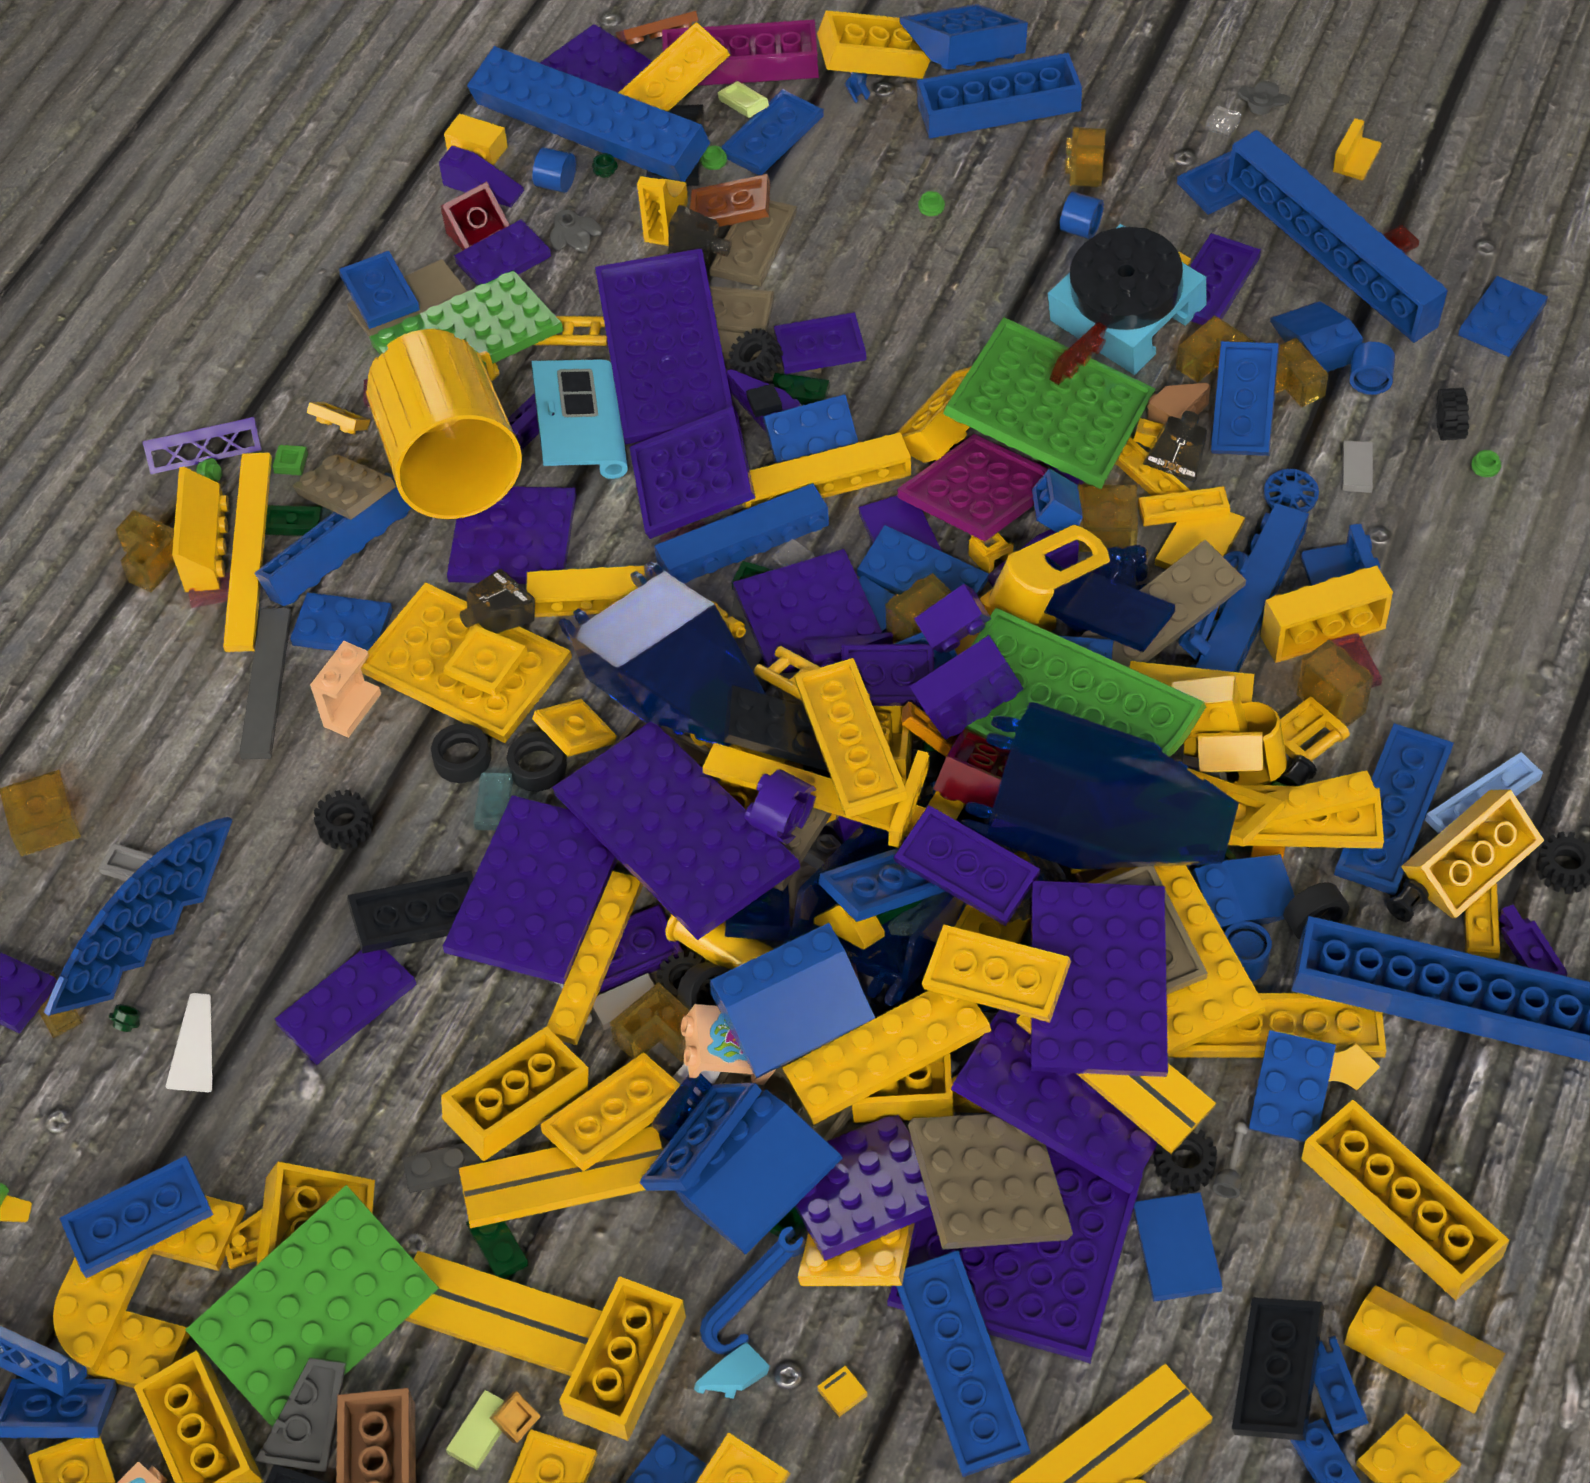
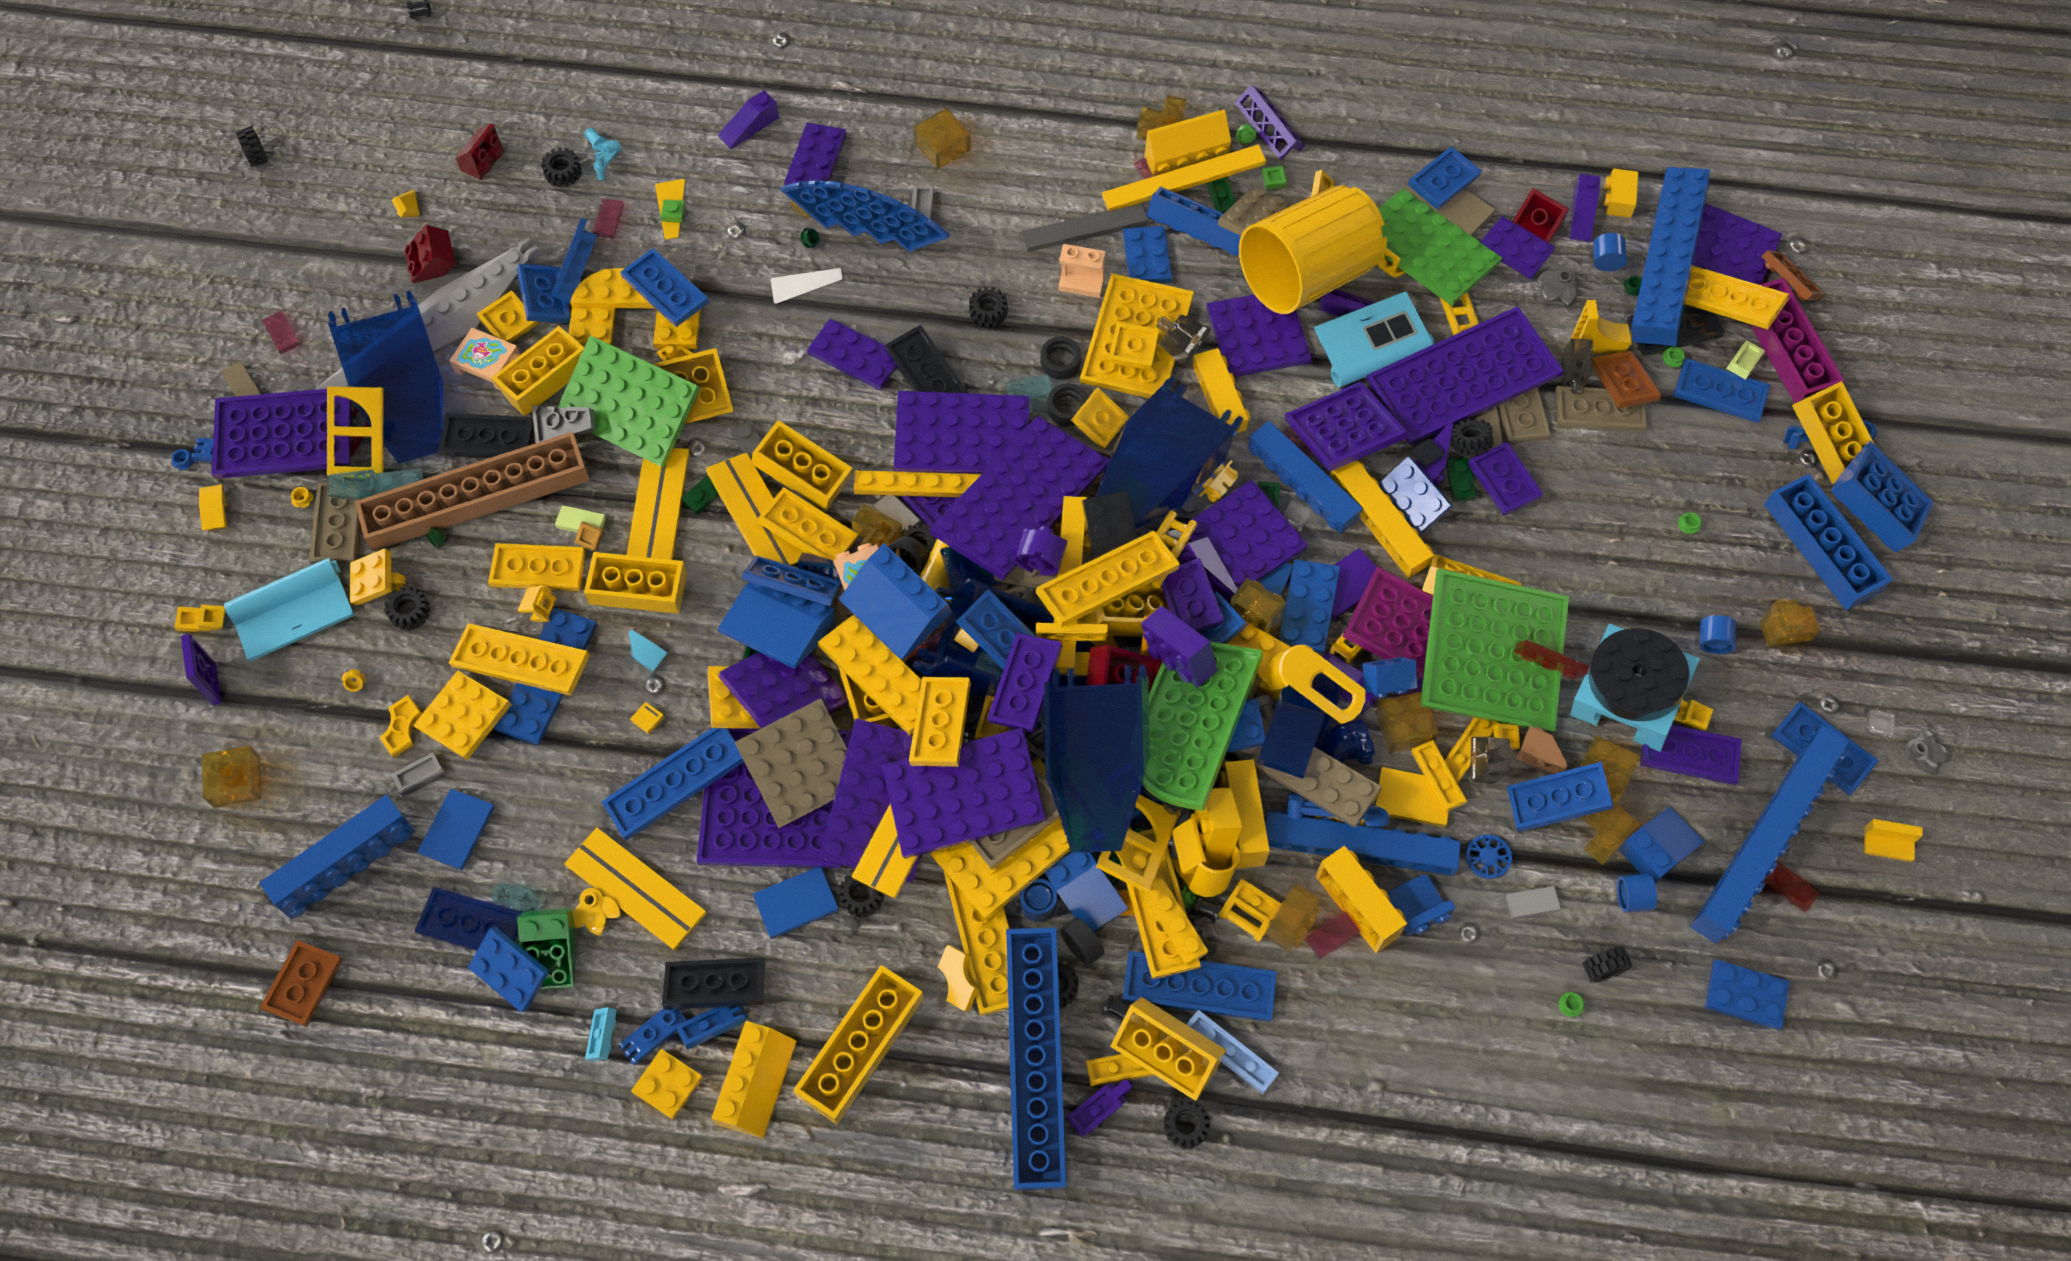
camera: 70 degrees right, 10 degrees up
(745, 1290) = (698, 640): blue piece -> none
(953, 619) = (1241, 623): dark purple brick -> none
(1292, 1086) = (932, 952): blue plate -> none

